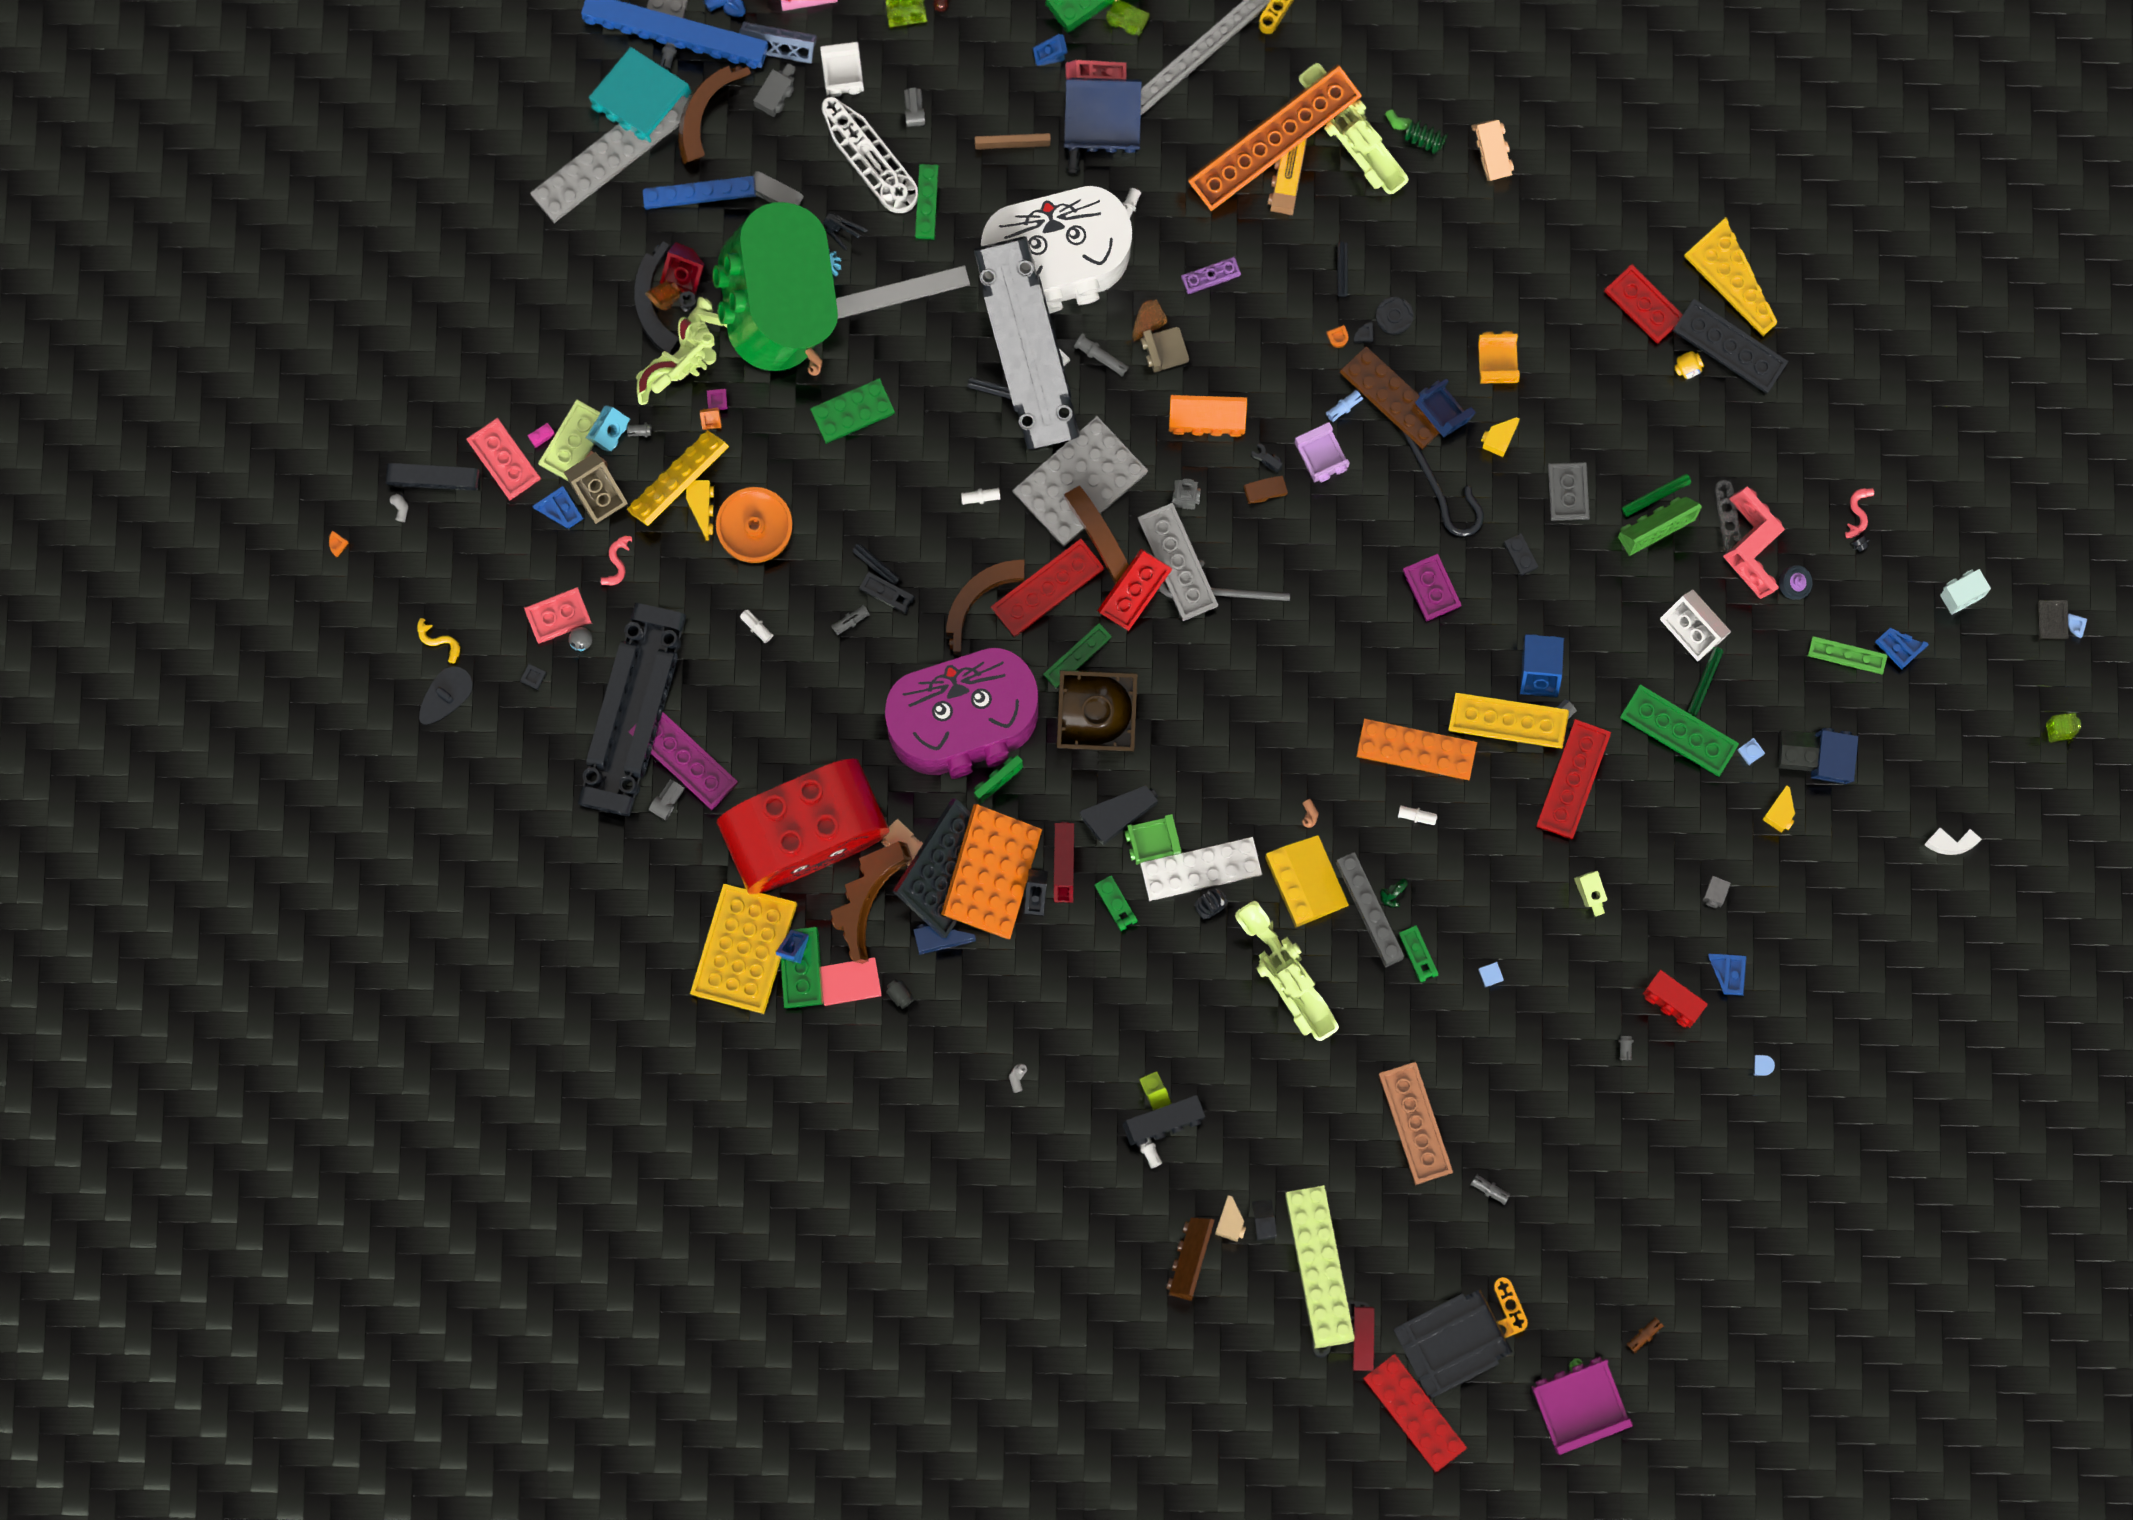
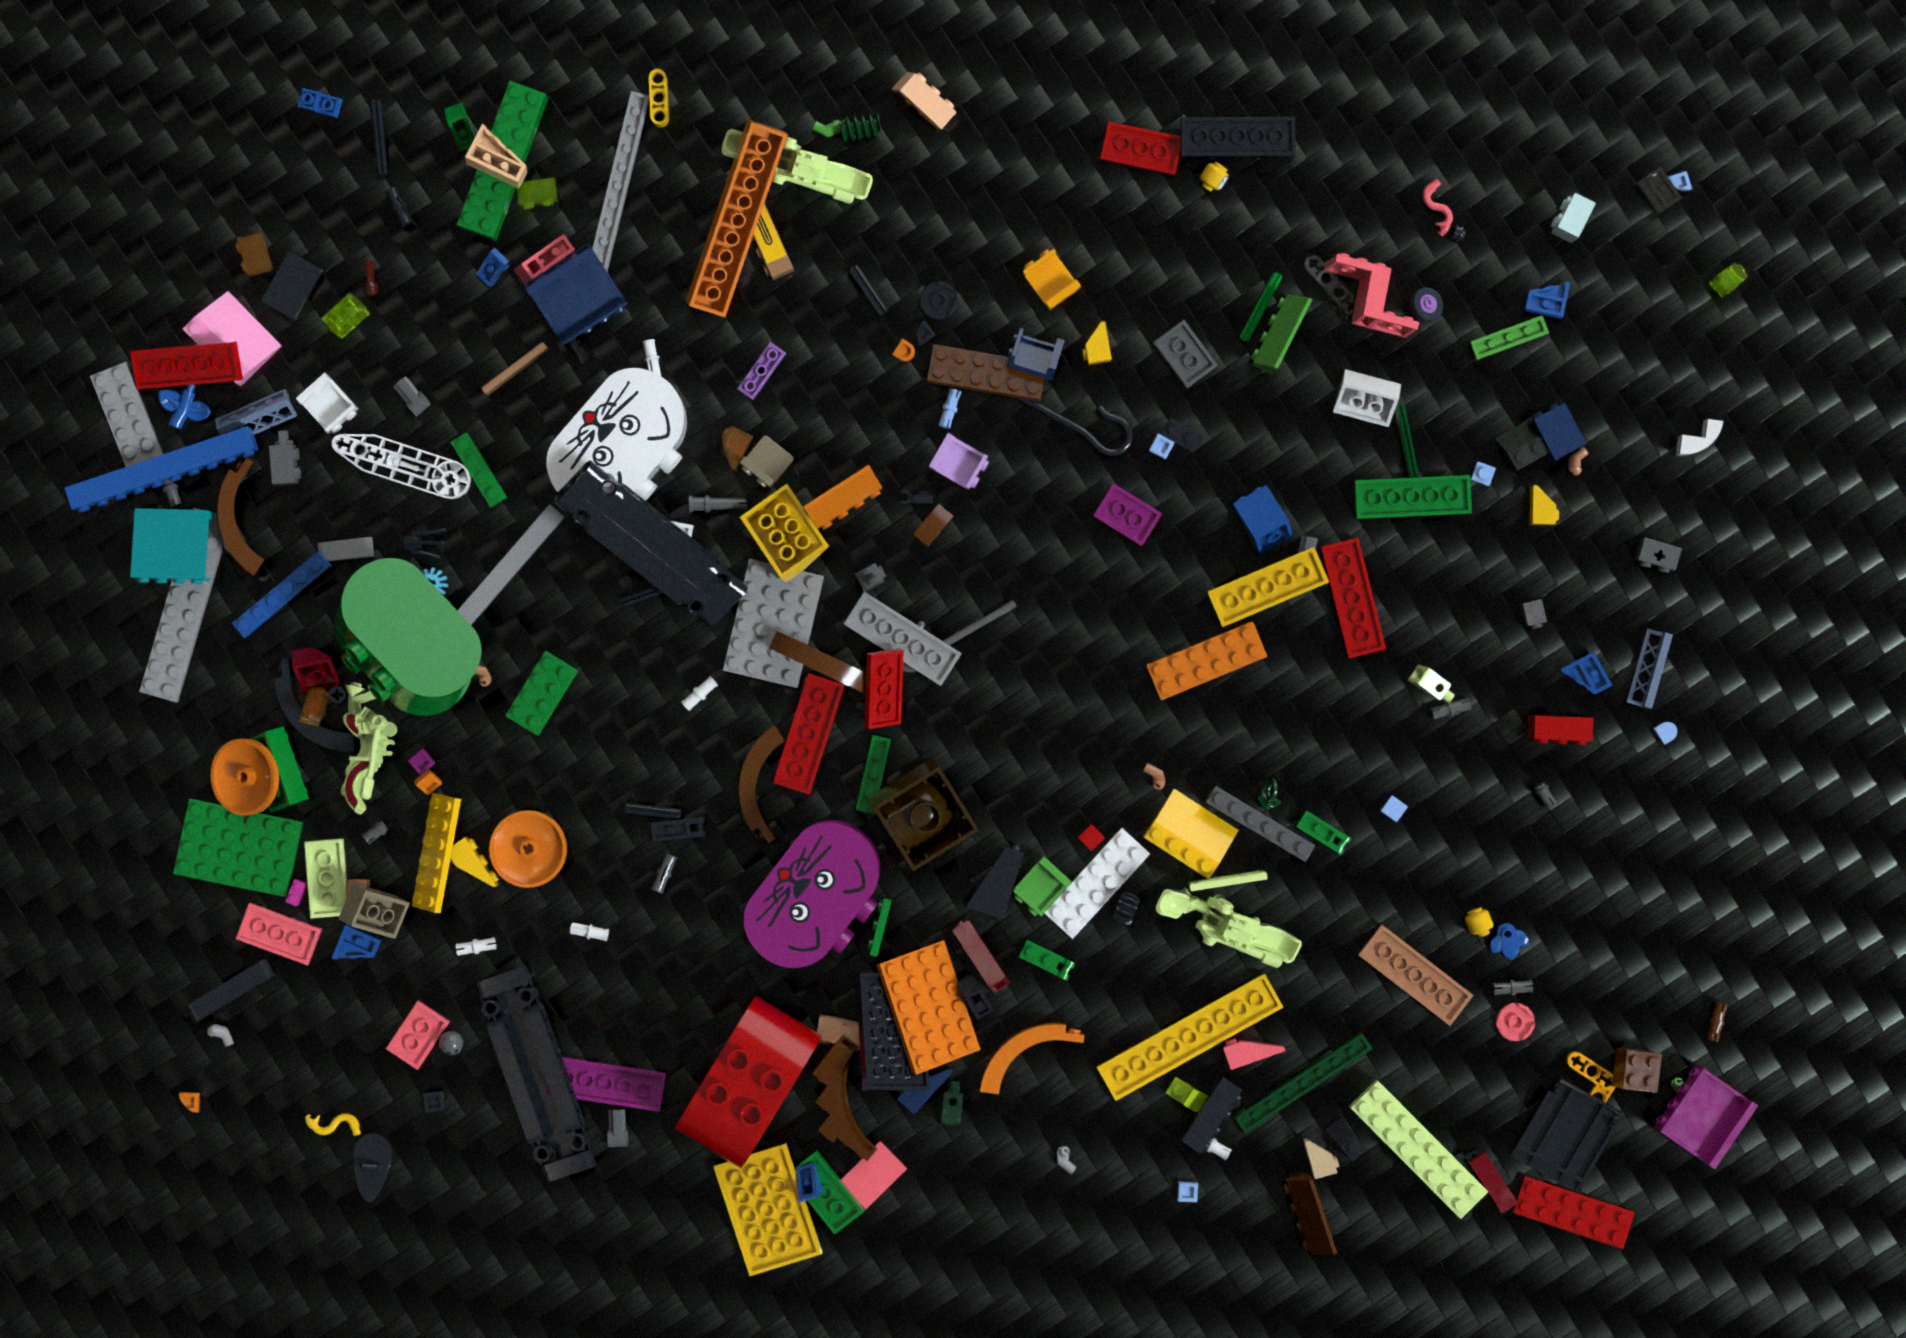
camera: 35 degrees left, 10 degrees up
(520, 369) = (238, 850): none -> green plate
(567, 314) = (244, 777): none -> orange dish
(596, 327) = (291, 787): none -> green slope
(598, 434) = (342, 859): medium azure brick -> none
(616, 579) = (445, 970): coral animal -> none
(655, 576) = (476, 946): none -> white pin
(900, 993) = (921, 1157): pearl dark grey brick -> none
(954, 967) = (952, 1114): none -> clear green torso
(1044, 954) = (1019, 1042): none -> orange arch
(1101, 1174) = (1187, 1191): none -> light blue tile
(1140, 412) = (785, 533): none -> yellow slope
(1191, 1046) = (1189, 1037): none -> yellow plate
(1222, 828) = (1091, 837): none -> red tile
(1230, 1090) = (1245, 1052): none -> coral slope
(1260, 1149) = (1303, 1082): none -> dark green tile
(1310, 935) = (1227, 880): none -> yellowish green tile
(1417, 815) = (1244, 716): white axle -> none
(1473, 1220) = (1515, 1021): none -> coral tile
(1498, 552) = (1161, 446): none -> light blue tile
(1499, 1114) = (1479, 922): none -> yellow head
(1513, 1151) = (1508, 944): none -> blue plate
(1549, 1326) = (1636, 1070): none -> reddish brown brick
(1594, 924) = (1450, 708): none -> dark grey pin
(1727, 269) = (1191, 71): yellow wing -> none
(1791, 1005) = (1656, 670): none -> sand blue fence
(1835, 792) = (1575, 461): none -> nougat arm
(1848, 905) = (1669, 553): none -> dark grey brick

